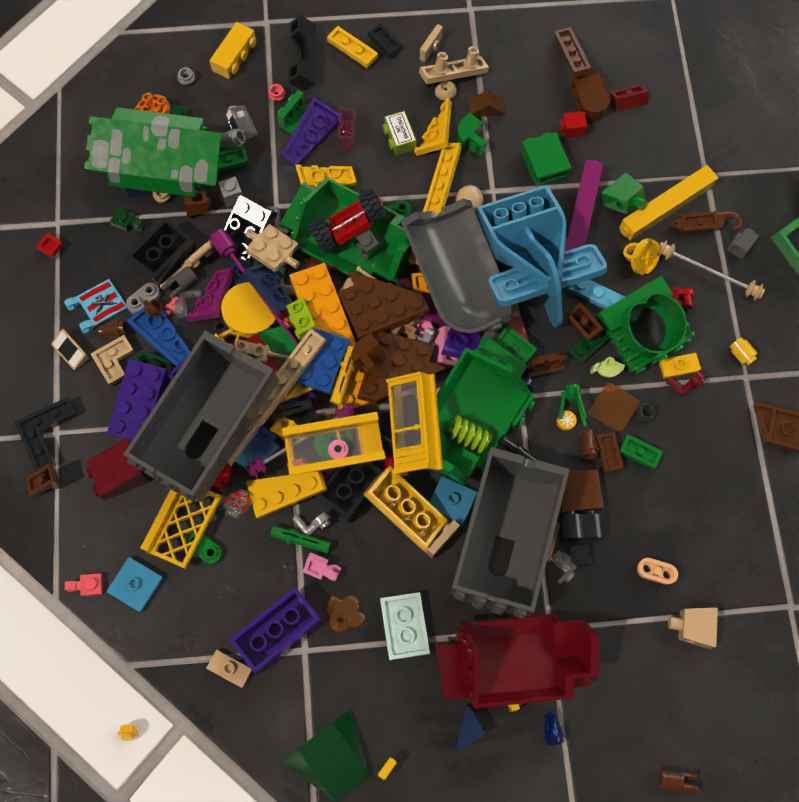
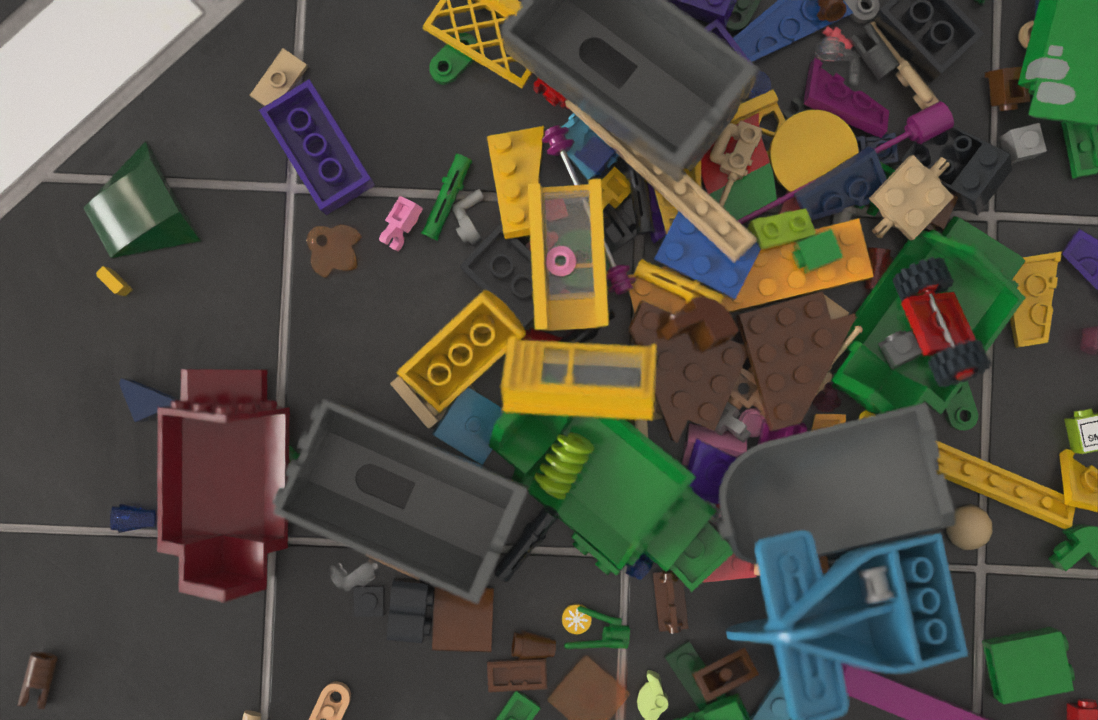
camera: 105 degrees right, 15 degrees up
(237, 503) = (510, 111): clear head -> none
(313, 293) = (817, 251): none -> green brick
(404, 626) = (301, 331): light aqua plate -> none
(514, 237) = (876, 584): none -> light grey bush

